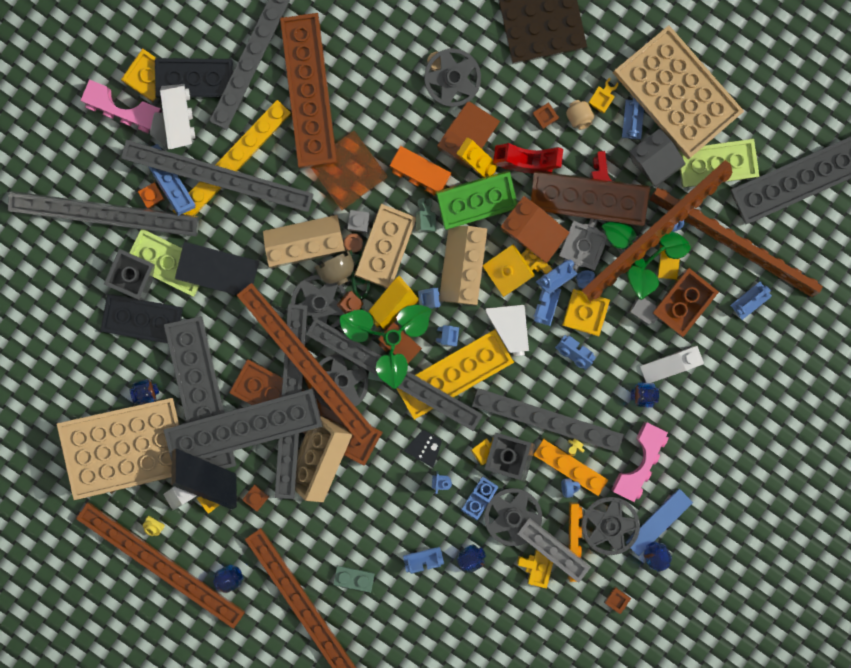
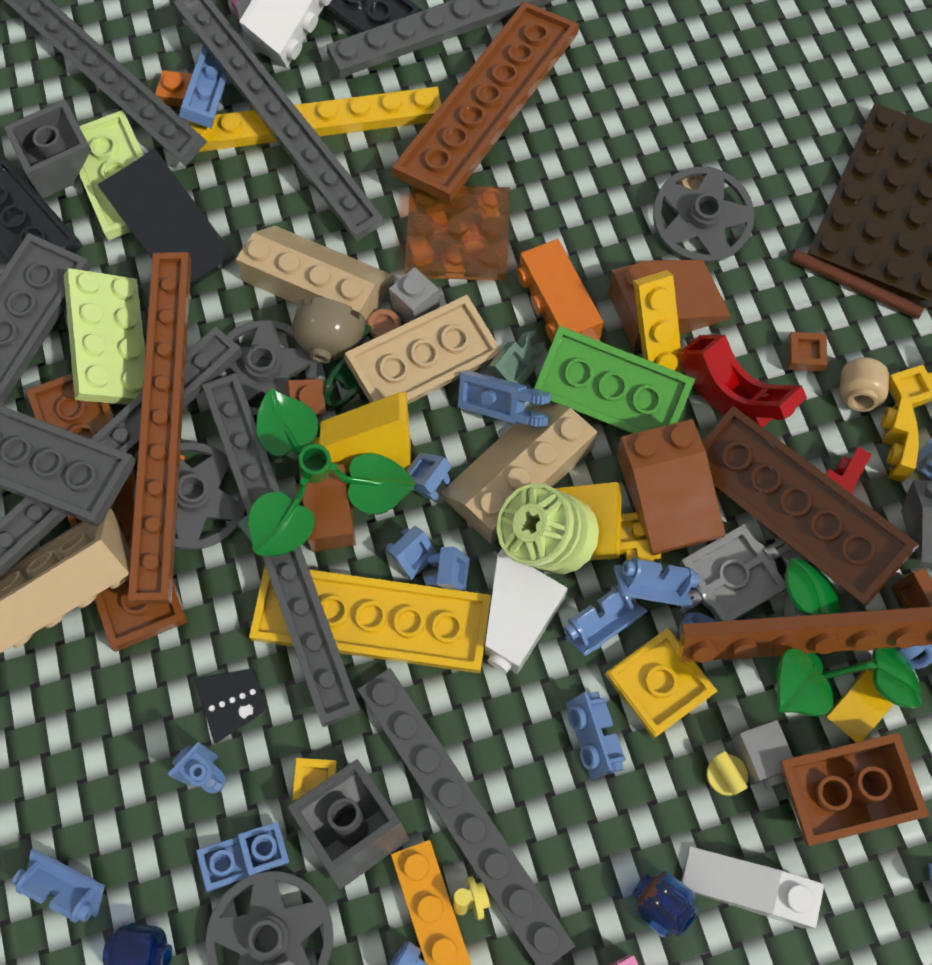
camera: 40 degrees right, 20 degrees down
(242, 343) = (104, 336): none -> yellowish green plate
(436, 242) = (501, 399): none -> medium blue hinge
(471, 330) = (452, 569): none -> medium blue tile
(506, 281) = (547, 529): none -> yellowish green wheel
(544, 61) = (857, 284): none -> copper bar
(608, 125) = (902, 434): none -> yellow slope
(635, 328) = (727, 774): none -> light yellow plate

